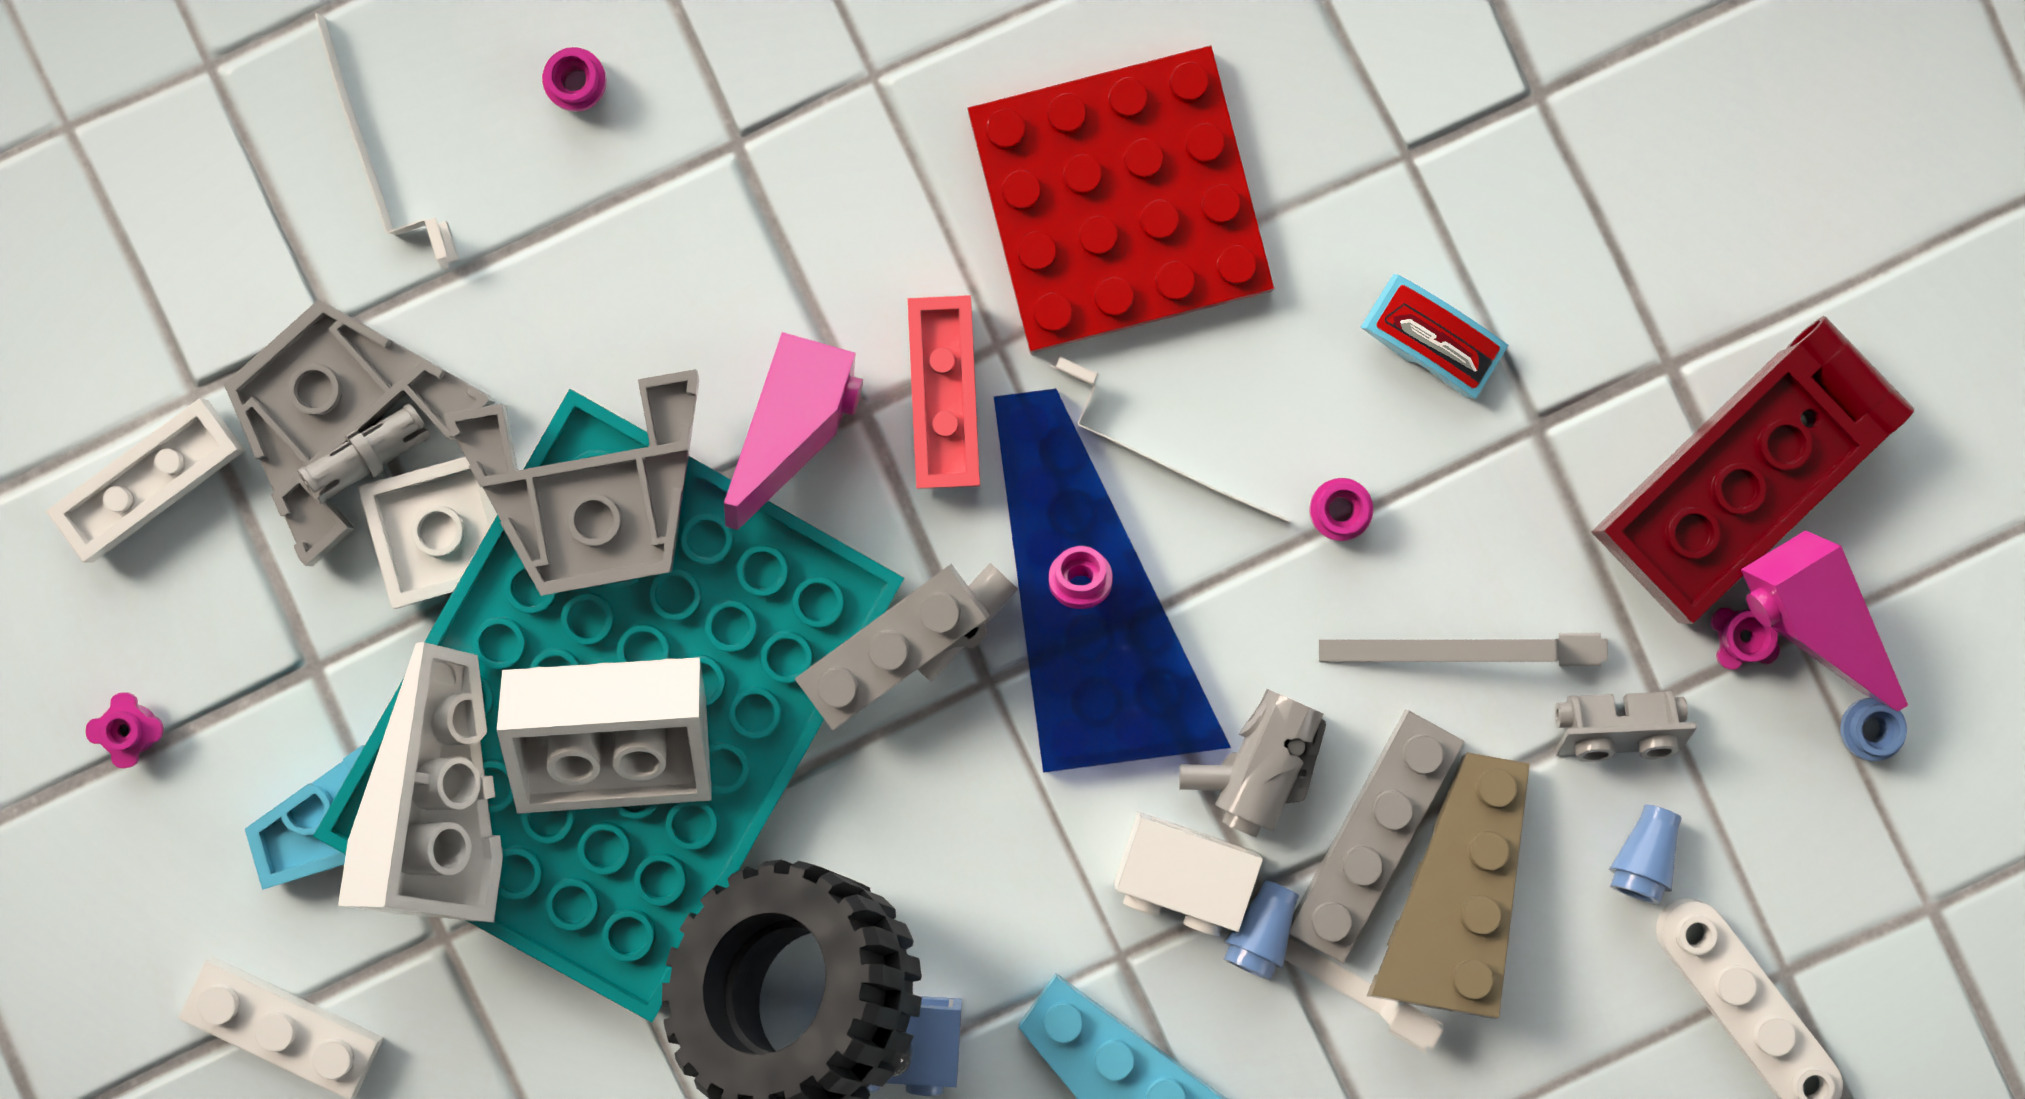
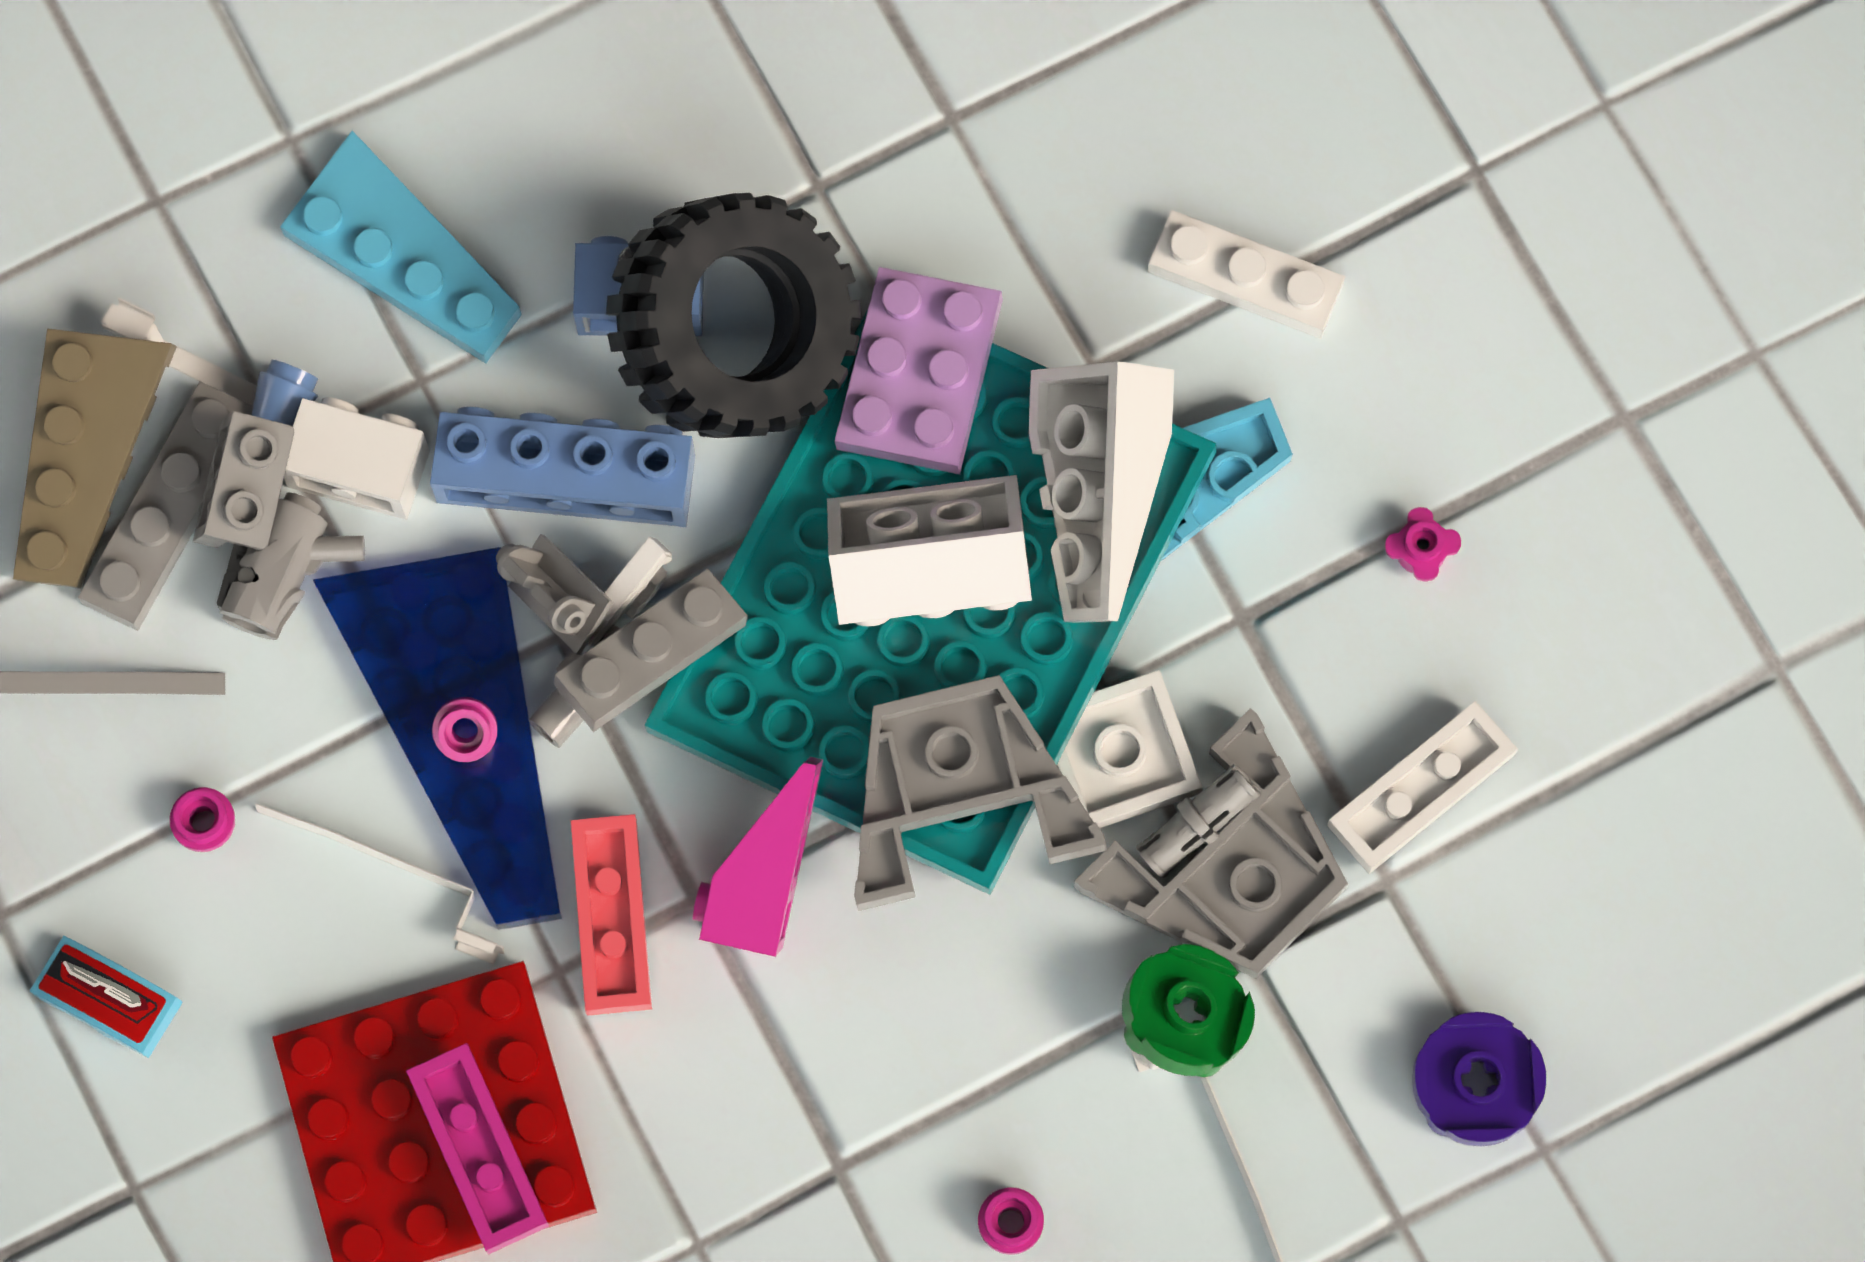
camera: 175 degrees right, 15 degrees down
(92, 163) = (1504, 1051): none -> dark purple plate
(421, 260) = (1165, 1038): none -> green plate
(609, 932) = (919, 370): none -> lavender plate
(918, 712) = (635, 585): none -> white tile
(977, 851) = (563, 467): none -> medium blue brick
(986, 718) = (554, 590): none -> light grey hinge
(1075, 156) = (477, 1148): none -> dark pink plate
(1298, 842) = (244, 482): none -> light grey bracket

